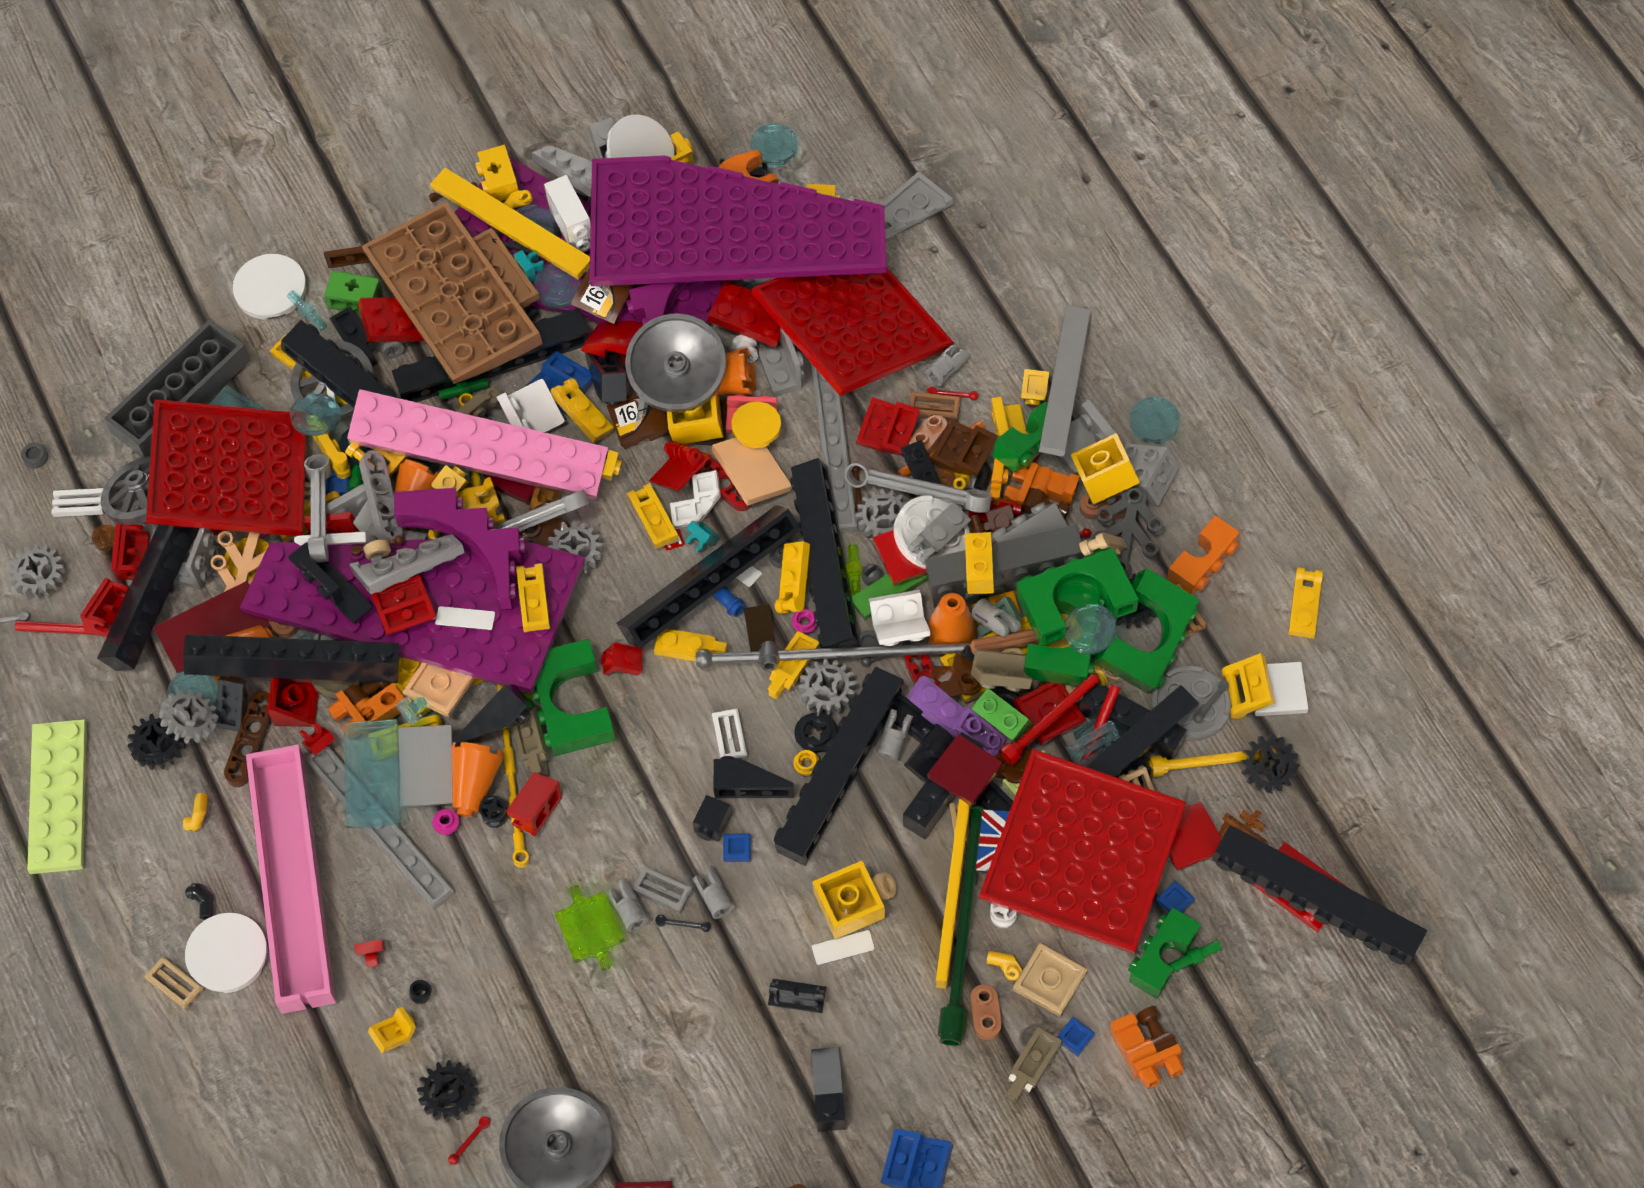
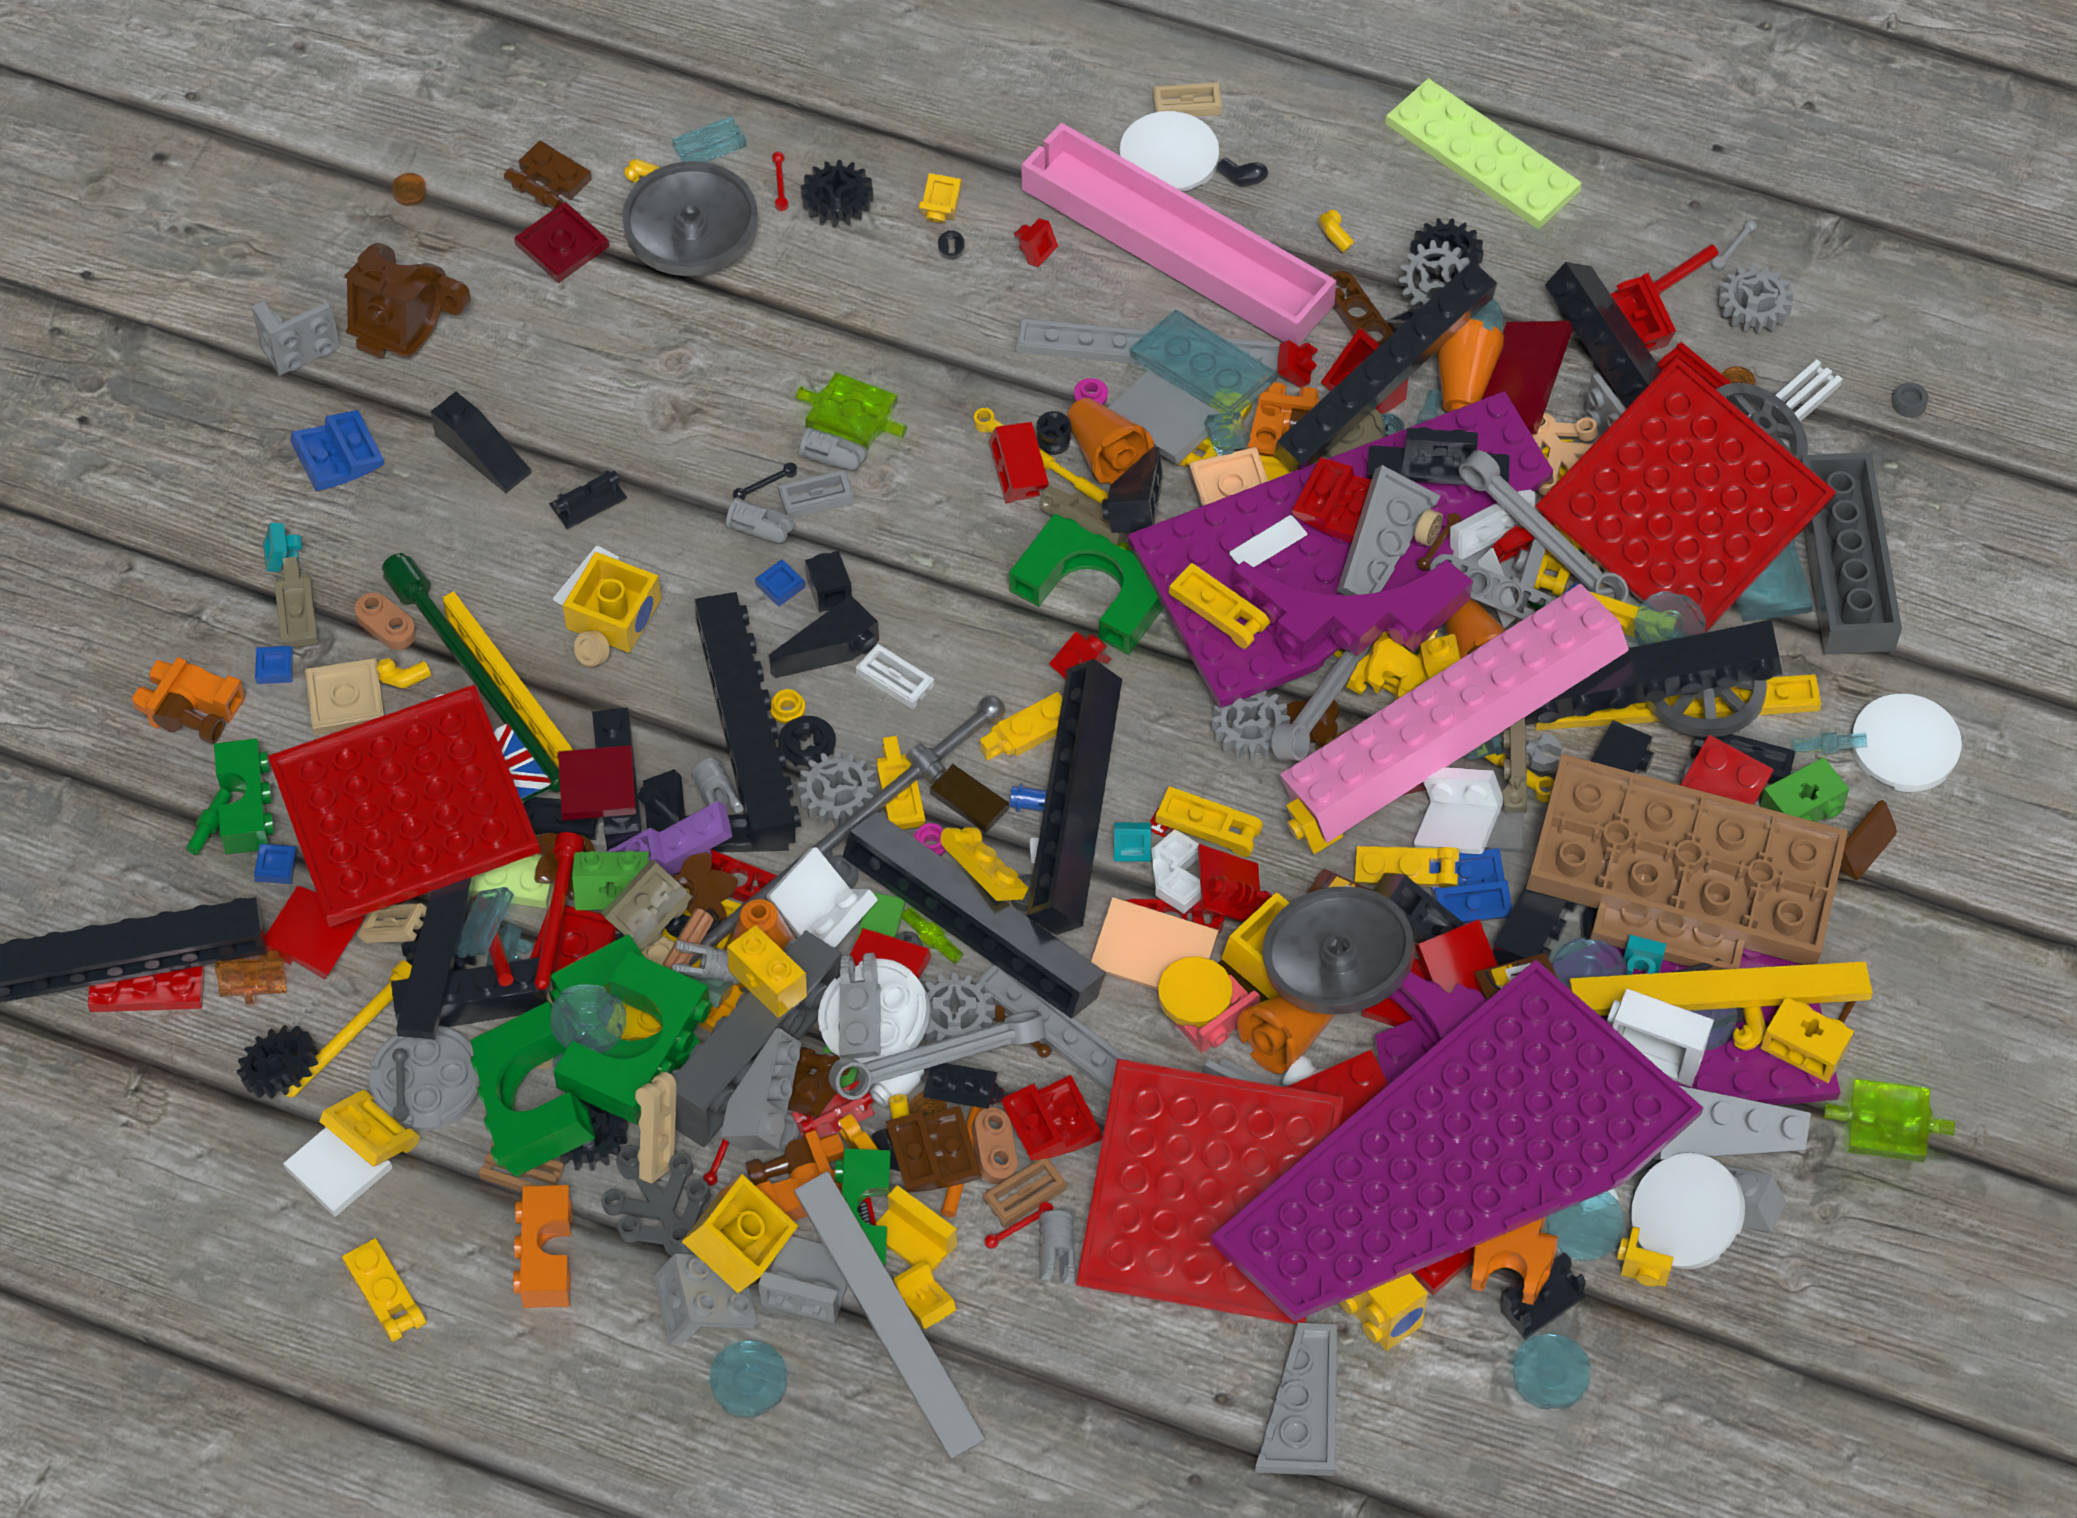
camera: 135 degrees right, 5 degrees down
(498, 126) = (1889, 1120): none -> clear neon green plate
(1011, 1112) = (279, 546): none -> teal tile

